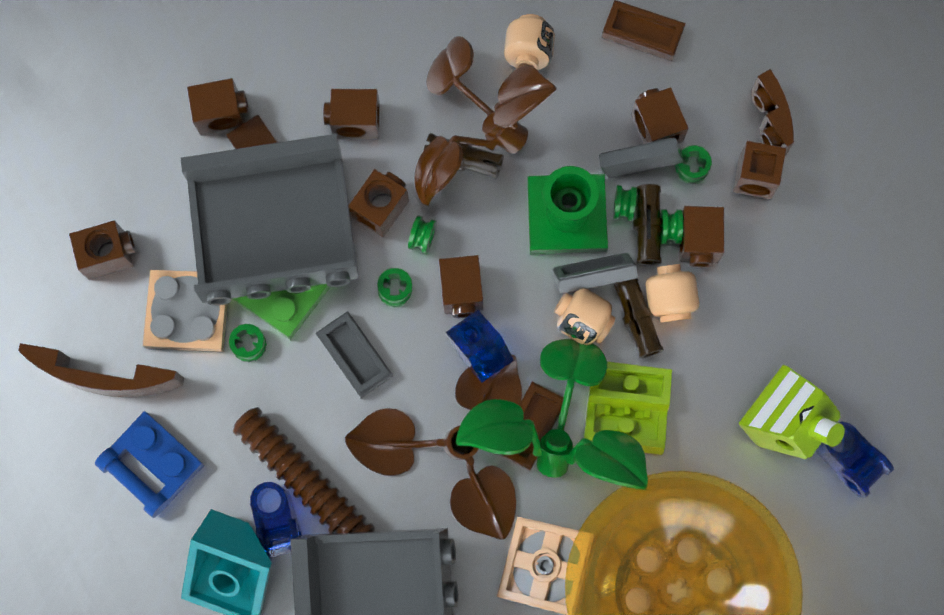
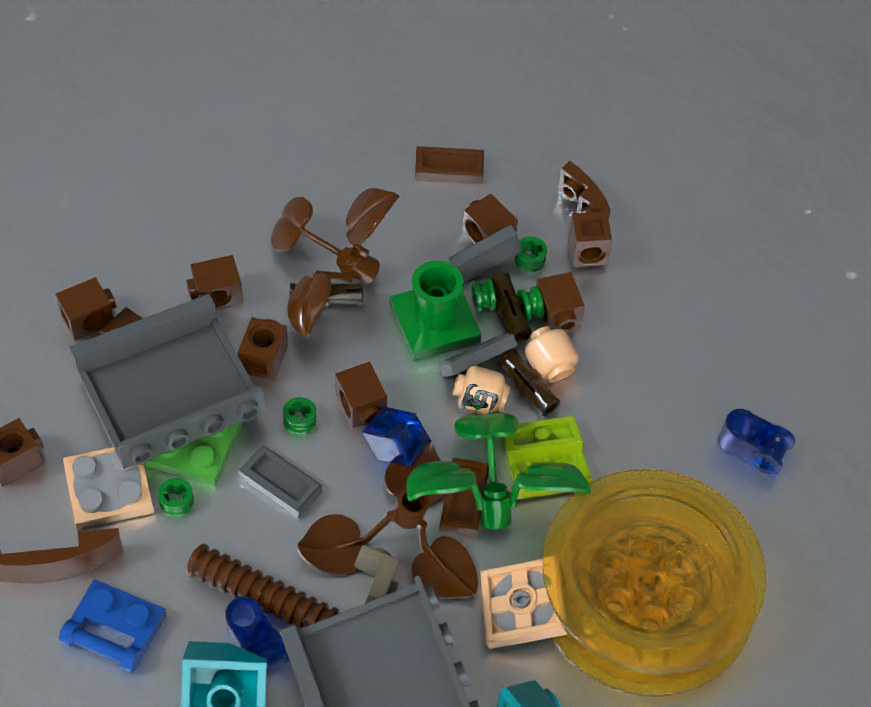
camera: 25 degrees left, 20 degrees down
(415, 505) = (382, 566): none -> dark tan bracket
(422, 234) = (311, 364): green bush -> none
(529, 42) = (348, 187): light nougat head -> none
(793, 416) = (693, 418): lime torso -> none

